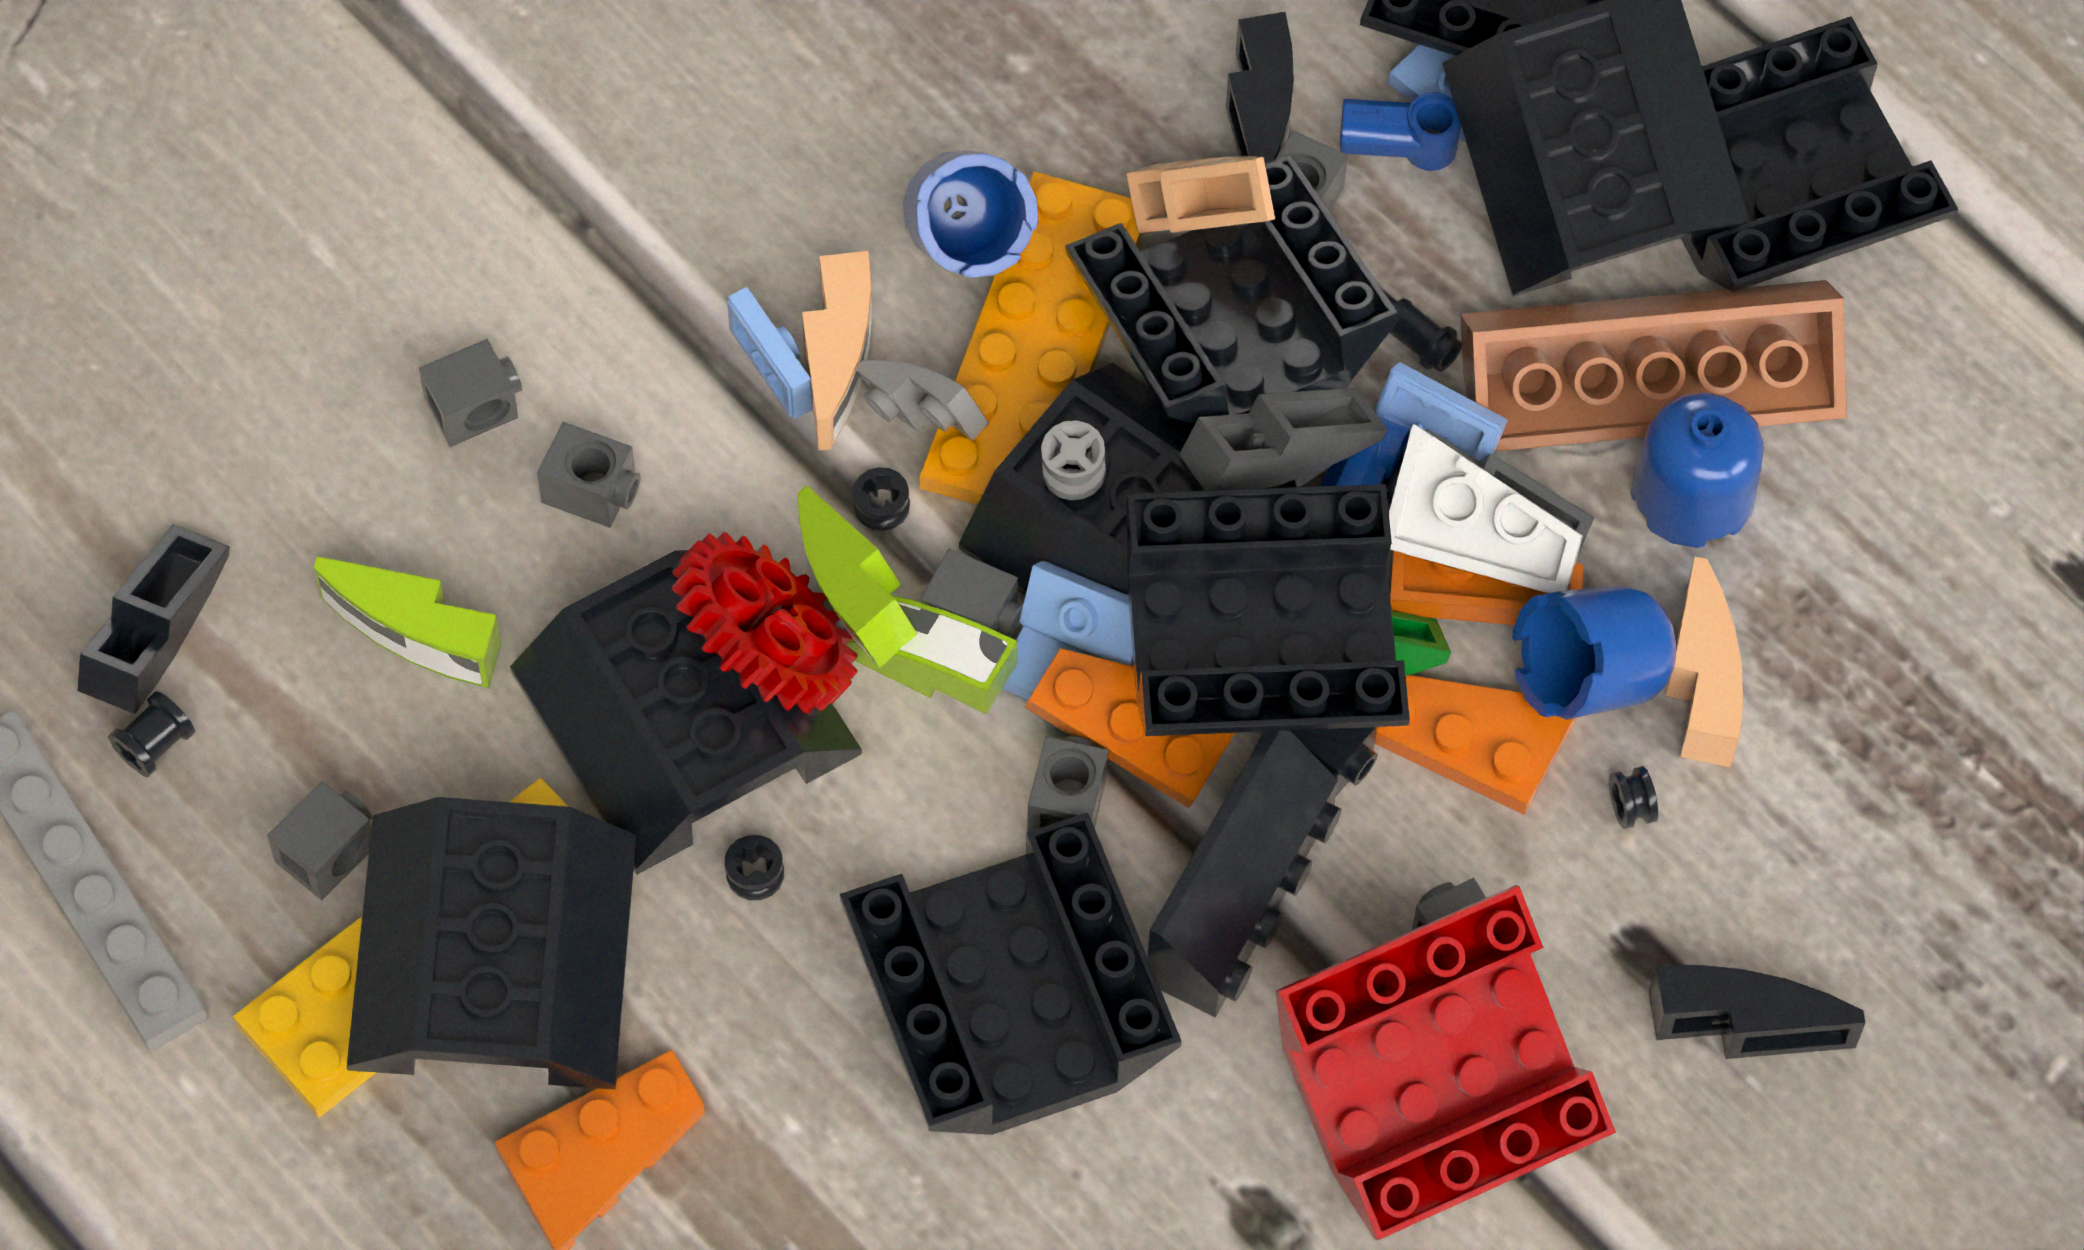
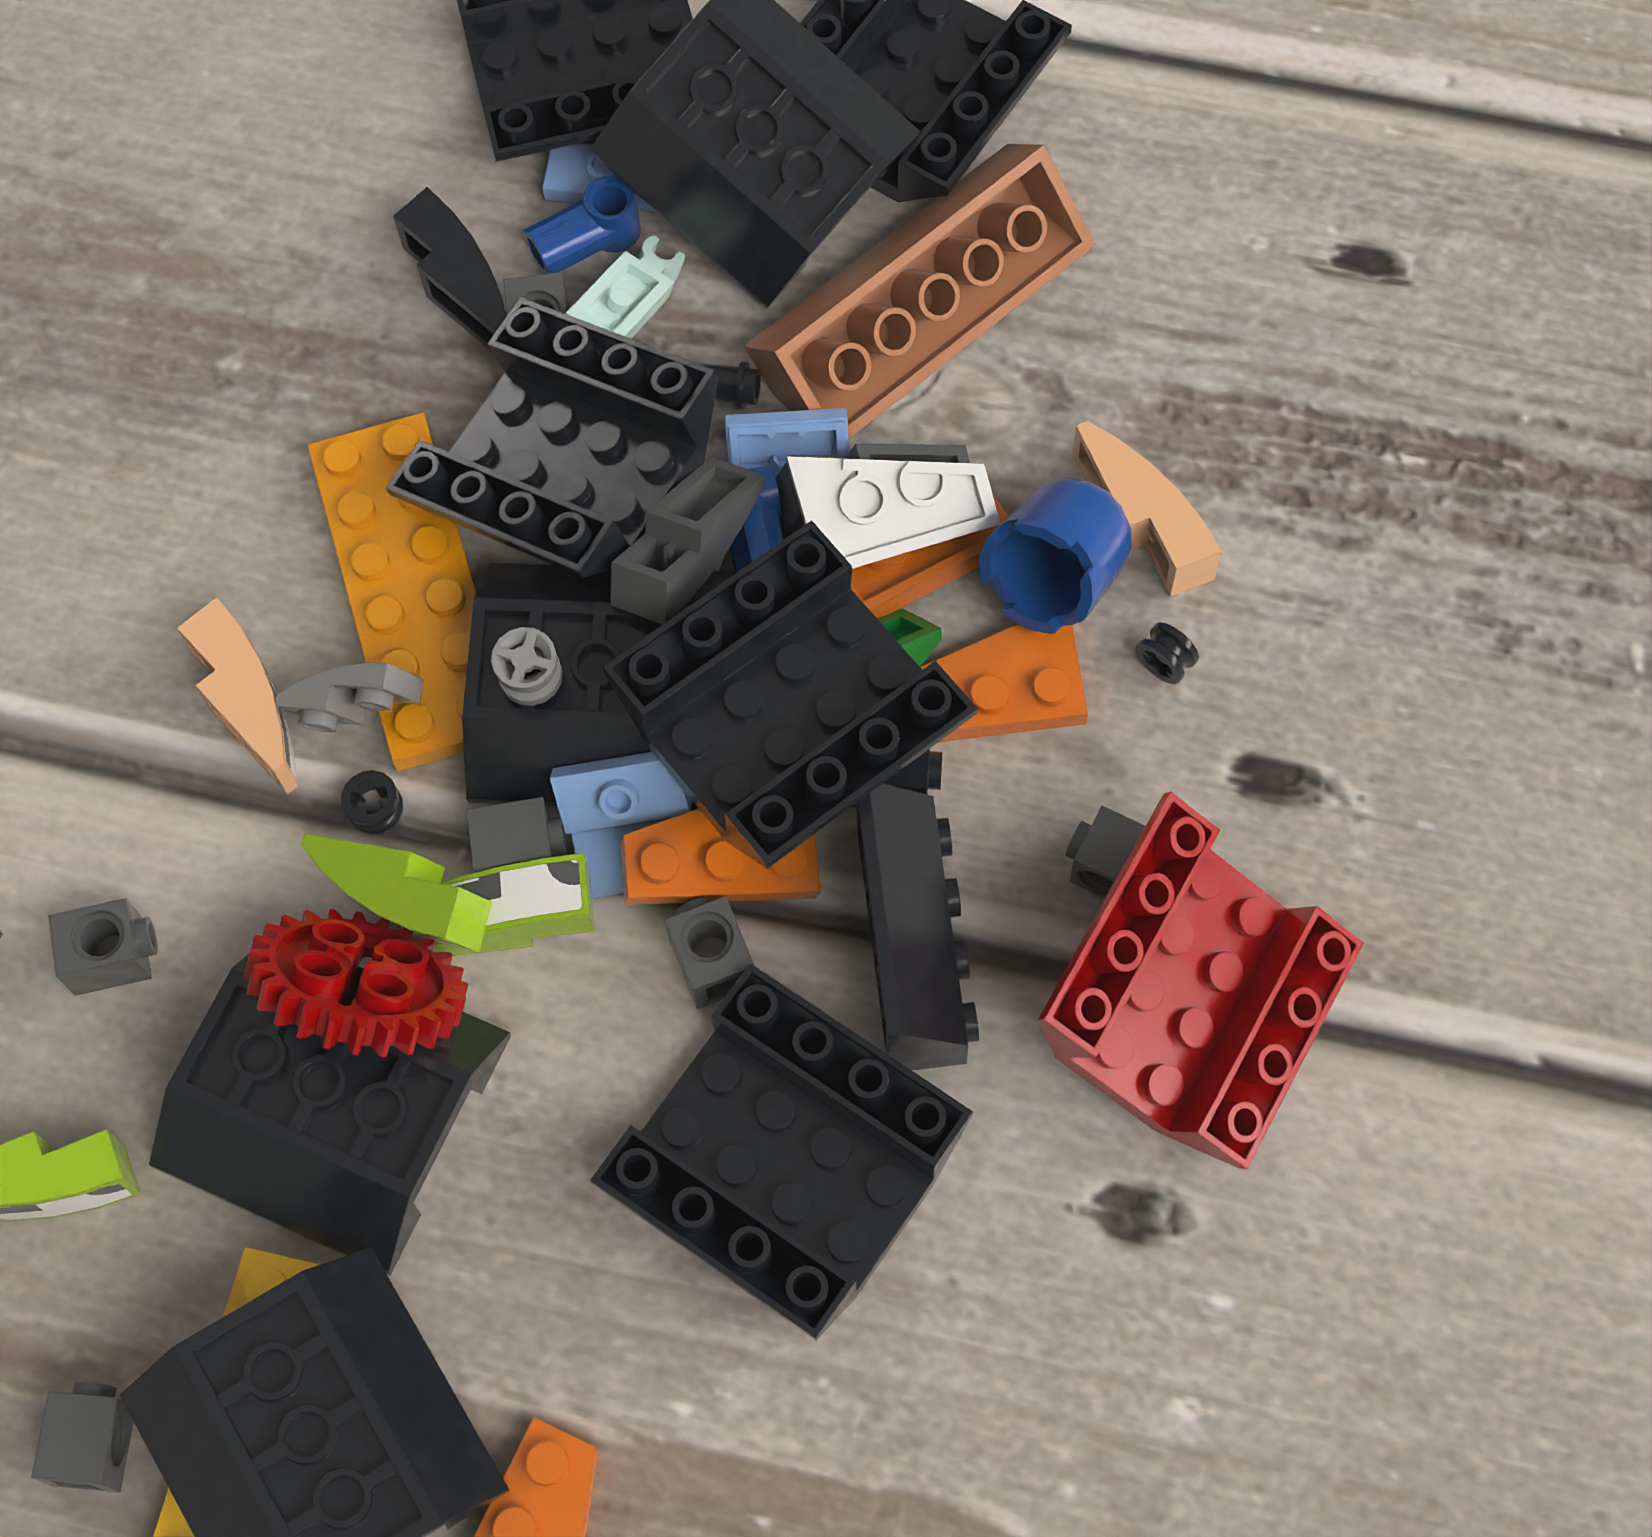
camera: 30 degrees left, 5 degrees up
(758, 884) = (503, 1212): black bush -> none
(771, 353) = (190, 736): light blue plate -> none
(994, 217) = (304, 506): cylinder -> none
(1200, 194) = (471, 374): light nougat slope -> none
(1393, 208) = (629, 291): none -> light aqua plate
(1698, 469) = (1023, 353): blue cylinder -> none
(1750, 1011) = (1386, 770): black slope -> none

